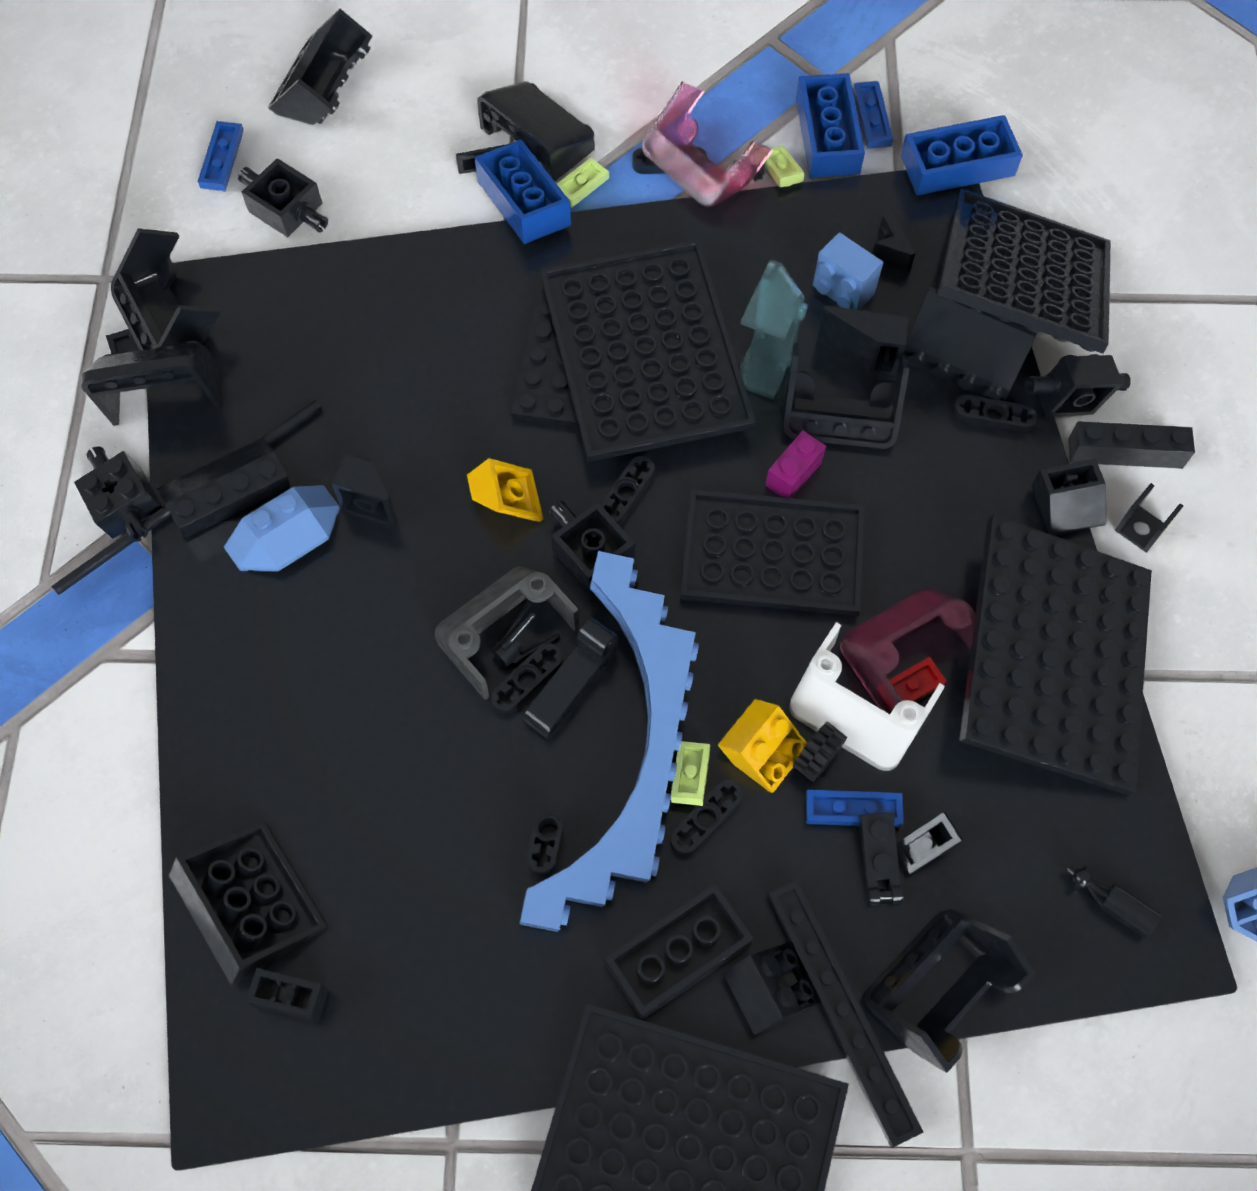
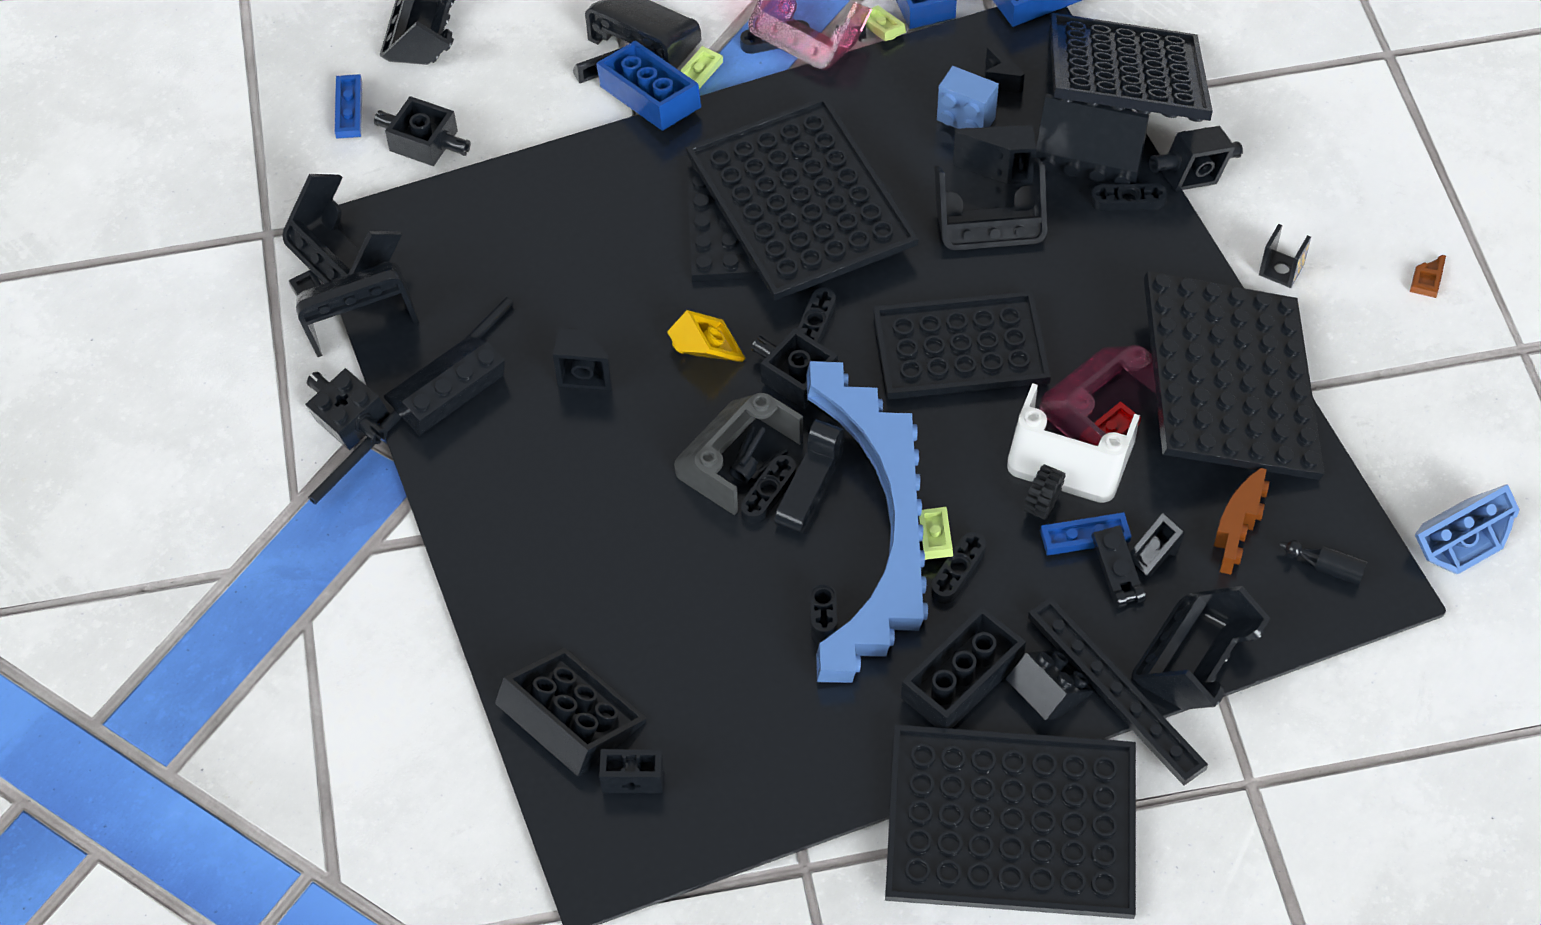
camera: 10 degrees left, 10 degrees down
(283, 529) = (509, 410): medium blue wedge -> none
(763, 744) = (993, 498): yellow slope -> none
(776, 317) = (916, 146): clear light blue windscreen -> none
(795, 465) = (962, 269): magenta brick -> none
(1029, 824) = (1239, 517): none -> dark orange slope
(1071, 496) = (1212, 249): black slope -> none
(1131, 444) = (1255, 200): black brick -> none

